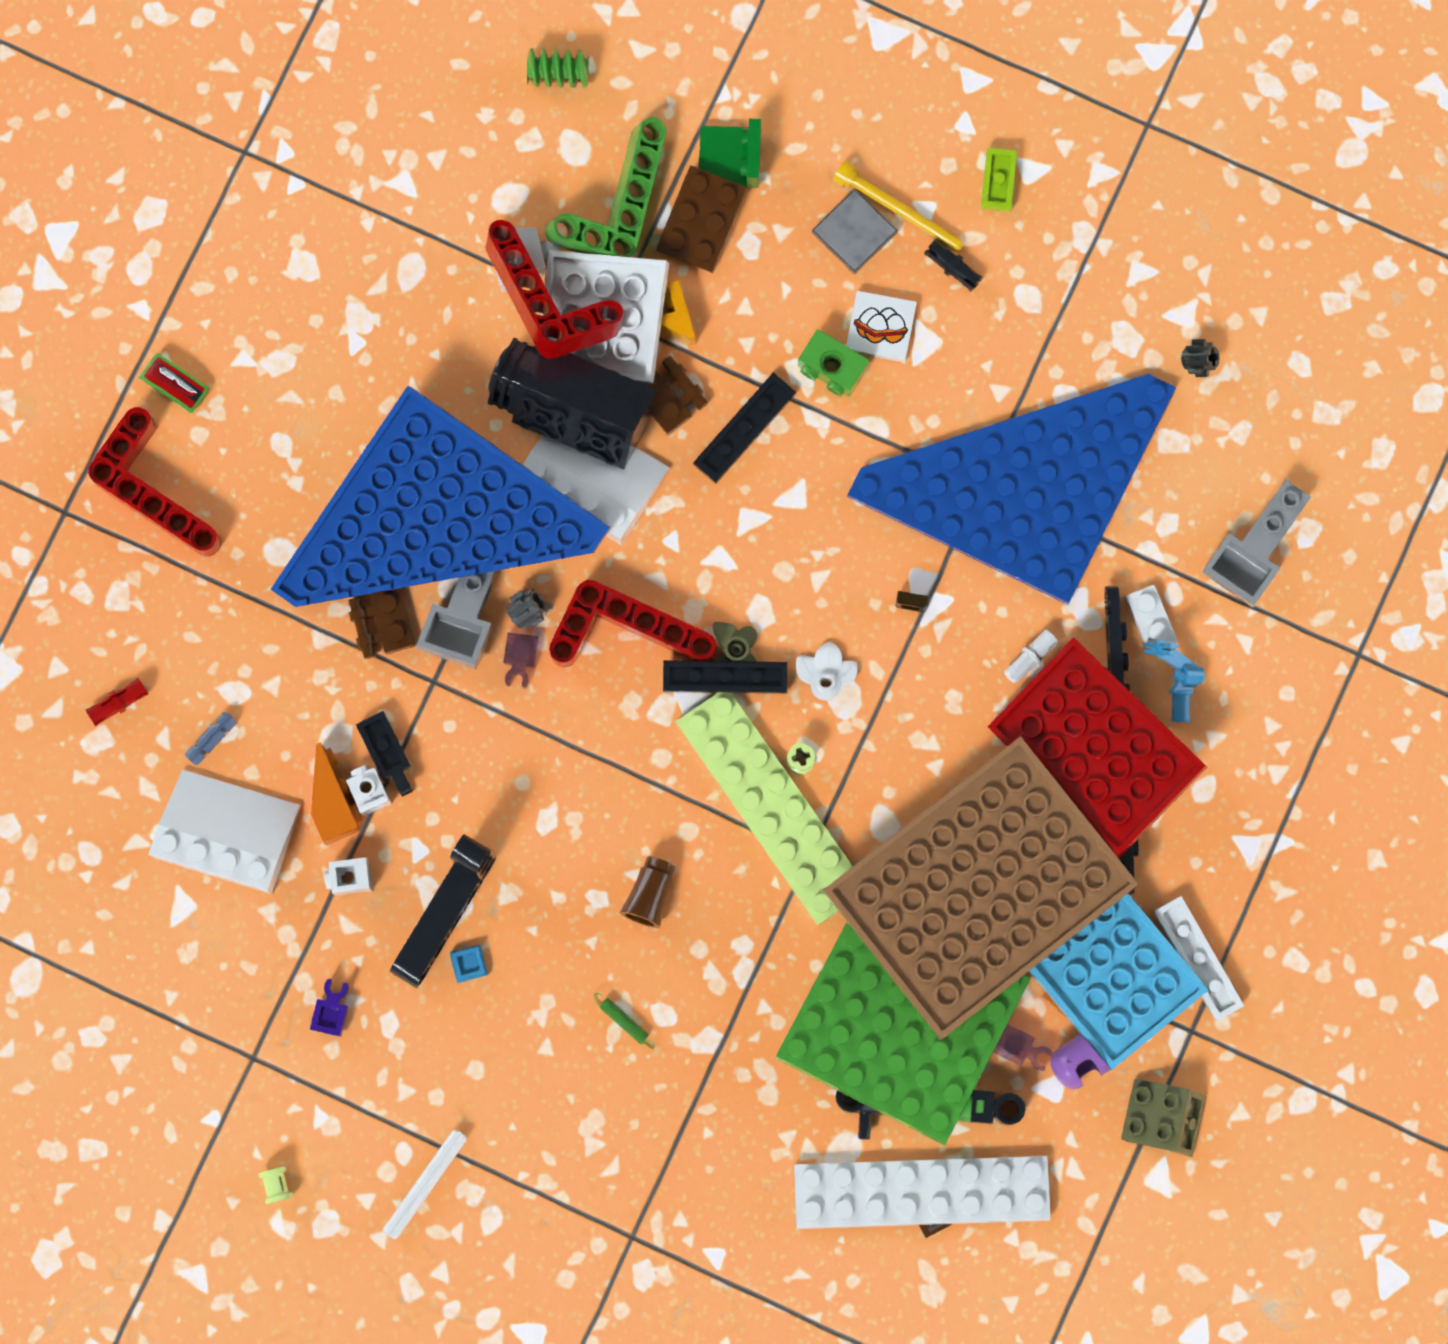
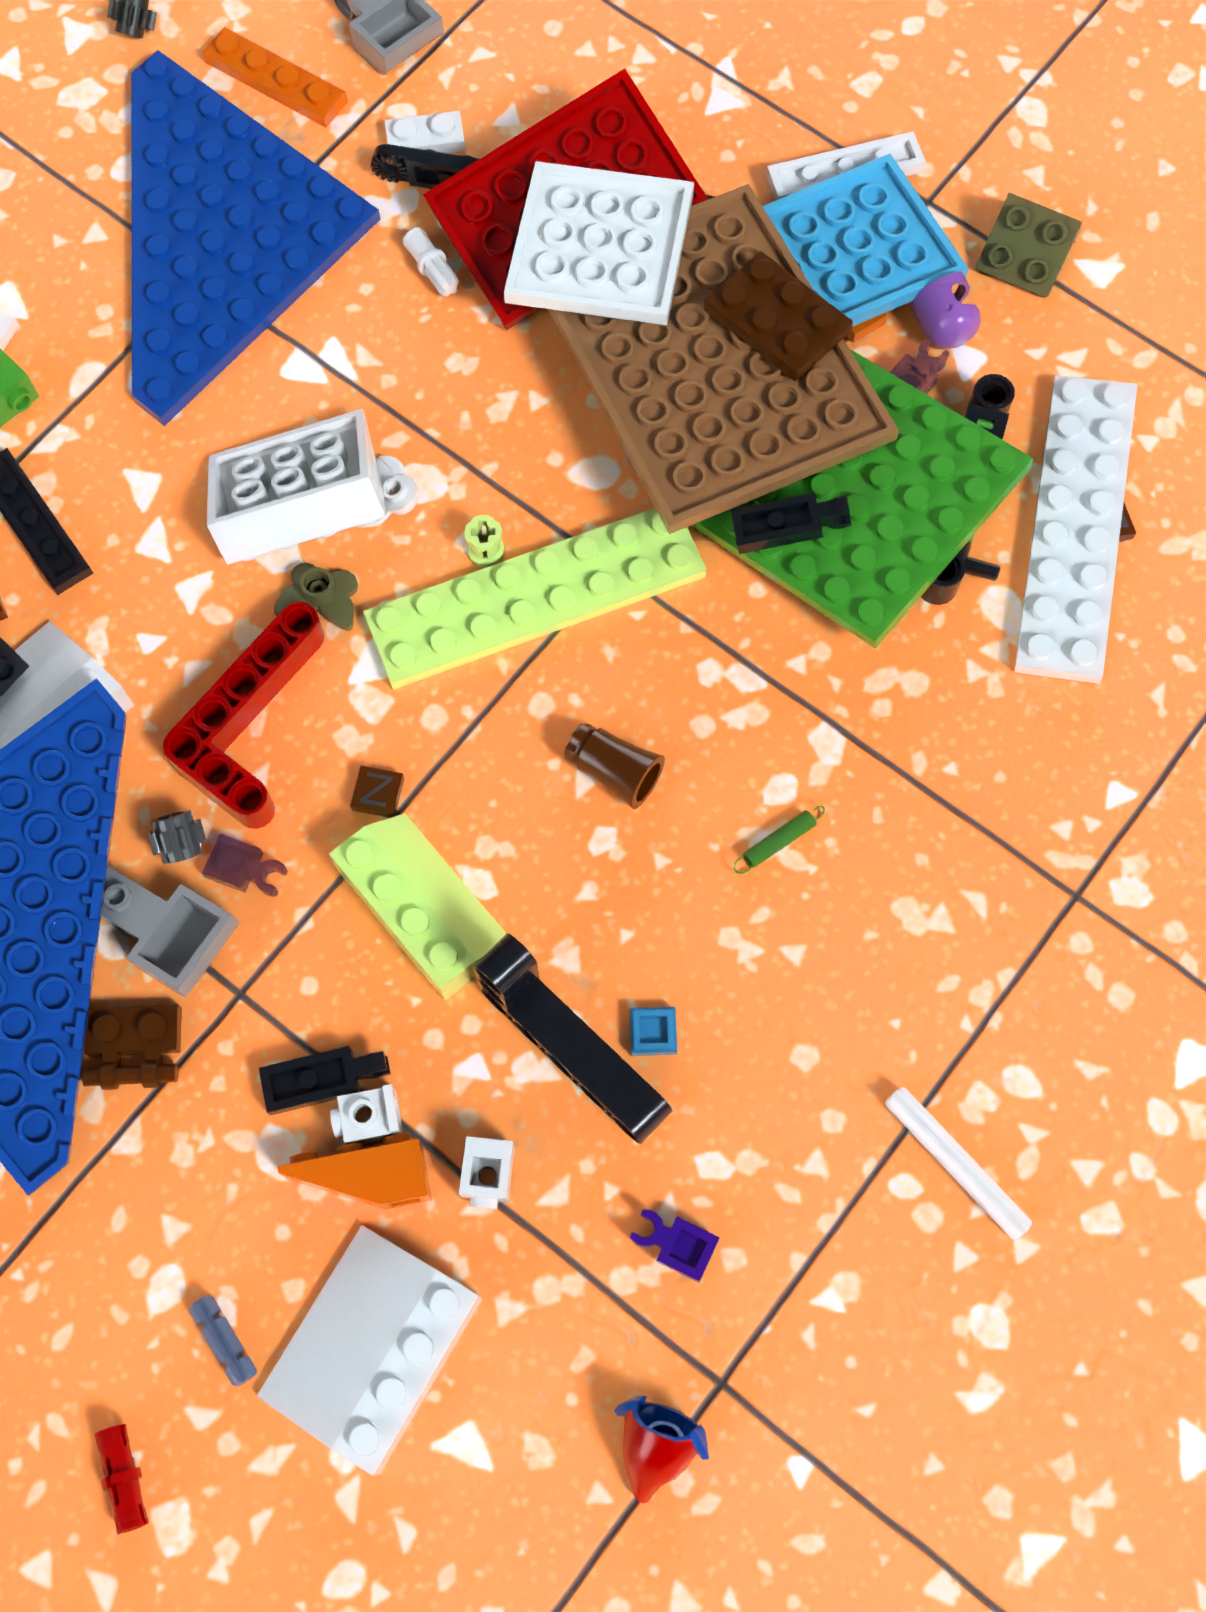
camera: 80 degrees left, 10 degrees down
(202, 1021) = (656, 1456): none -> red hat
(275, 1185) = (923, 1388): yellowish green bush -> none
(520, 786) = (418, 901): none -> yellowish green slope
(594, 734) = (377, 792): none -> reddish brown tile
(724, 677) = (349, 610): black tile -> none
(810, 609) = (293, 487): none -> white slope
(853, 972) = (787, 521): none -> black plate
(911, 601) = (321, 373): dark brown tile -> none
(1017, 931) = (778, 315): none -> reddish brown plate
(1048, 783) = (600, 243): none -> white plate
(1177, 485) = (275, 77): none -> orange plate
(1186, 675) = (501, 108): dark azure pin -> none

